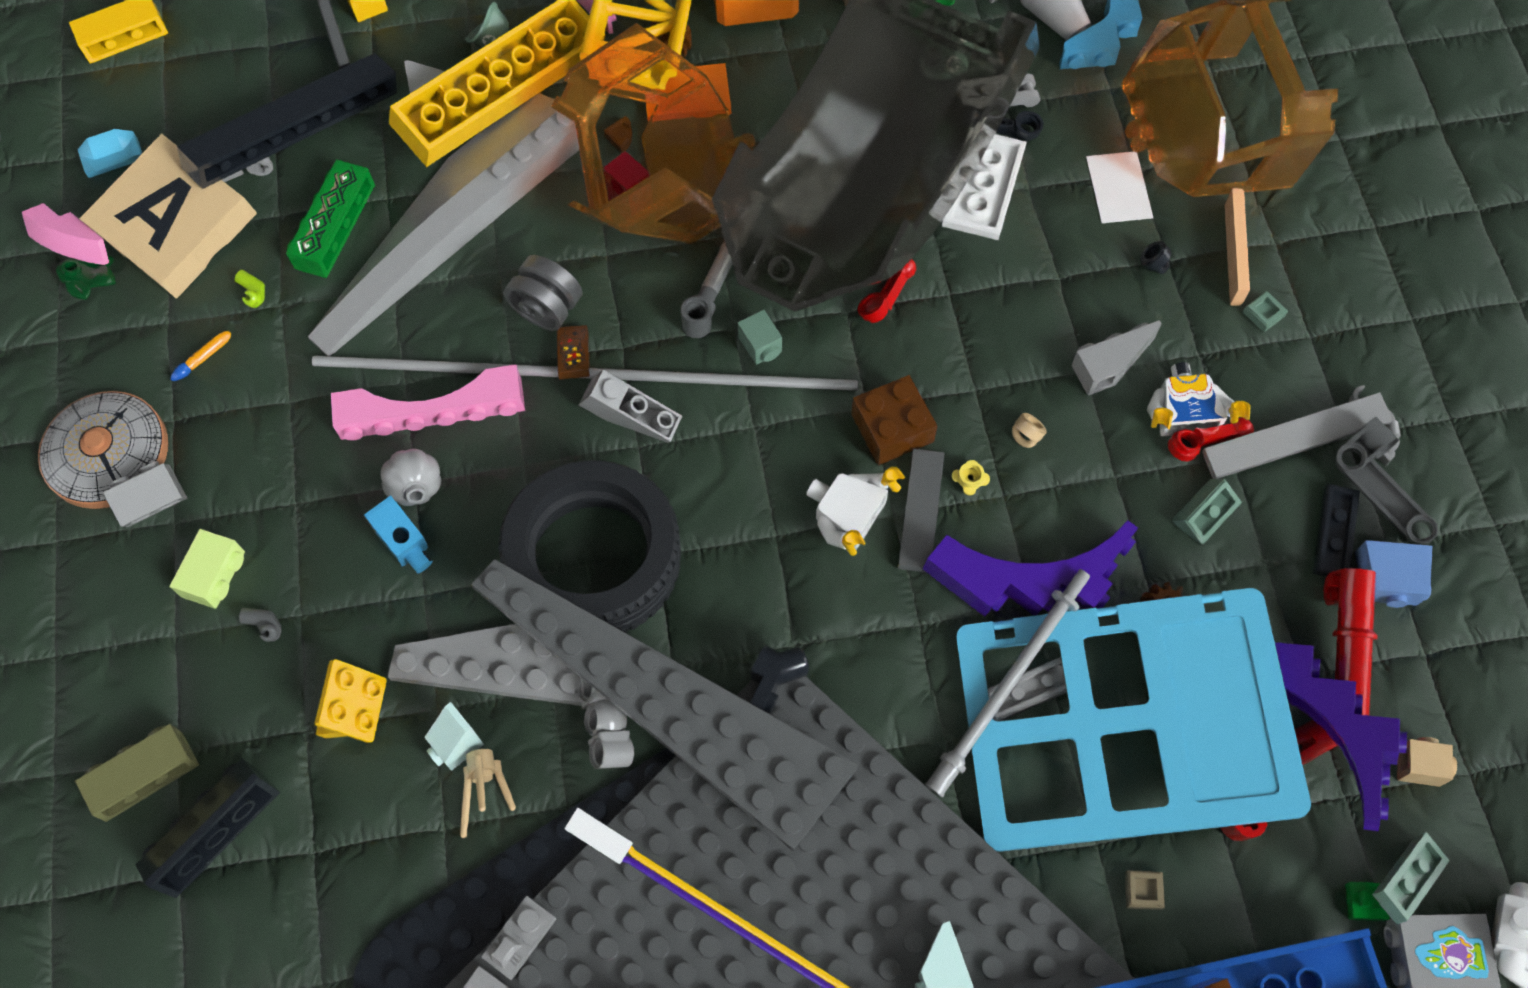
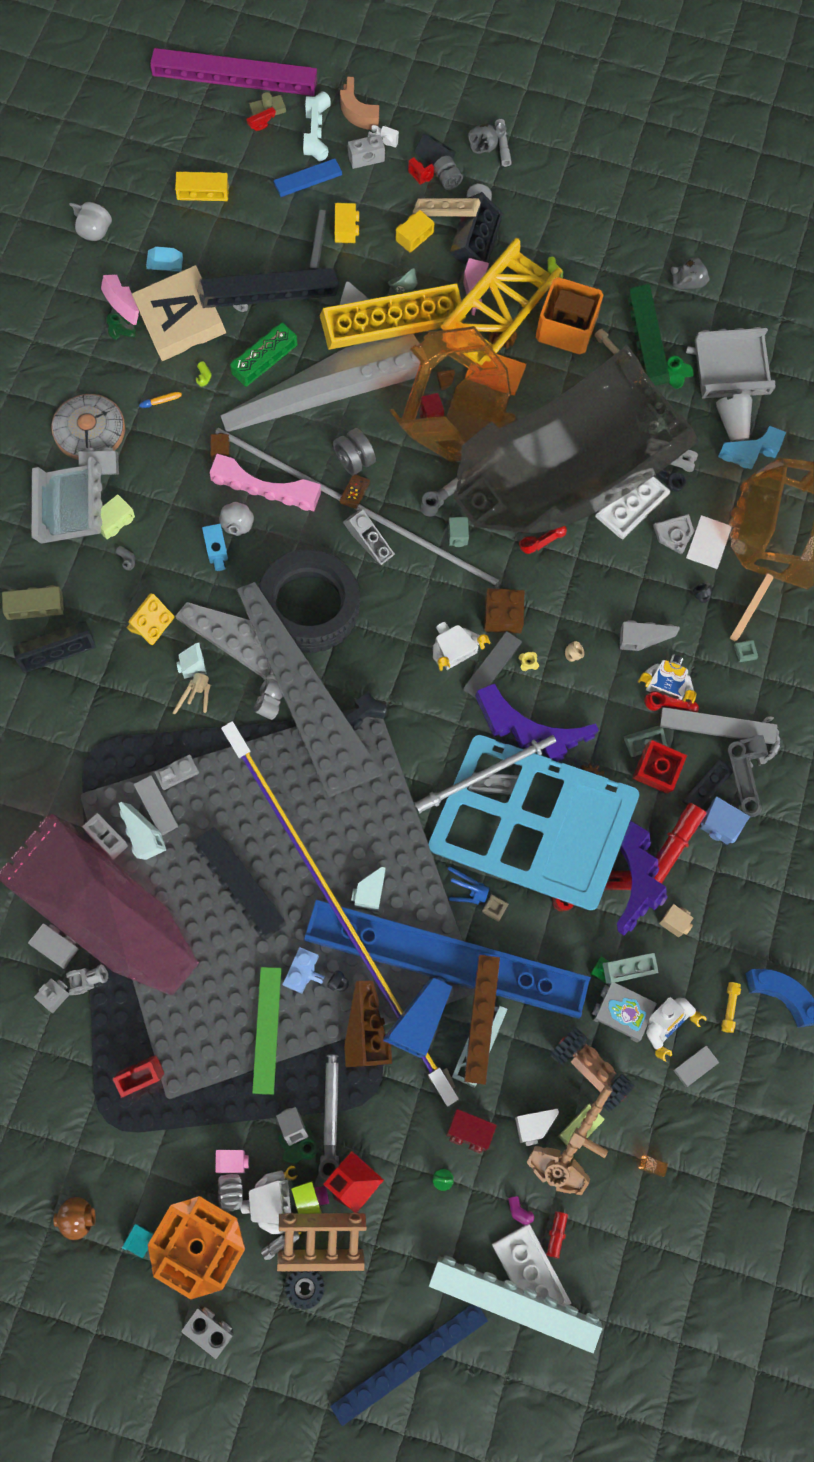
camera: 20 degrees right, 5 degrees up
(120, 582) = (66, 502): none -> panel
(328, 378) = (220, 445): none -> reddish brown brick
(1068, 194) = (675, 532): none -> light grey plate
(1104, 878) = (478, 890): none -> blue plant
(1257, 538) = (659, 766): none -> red brick

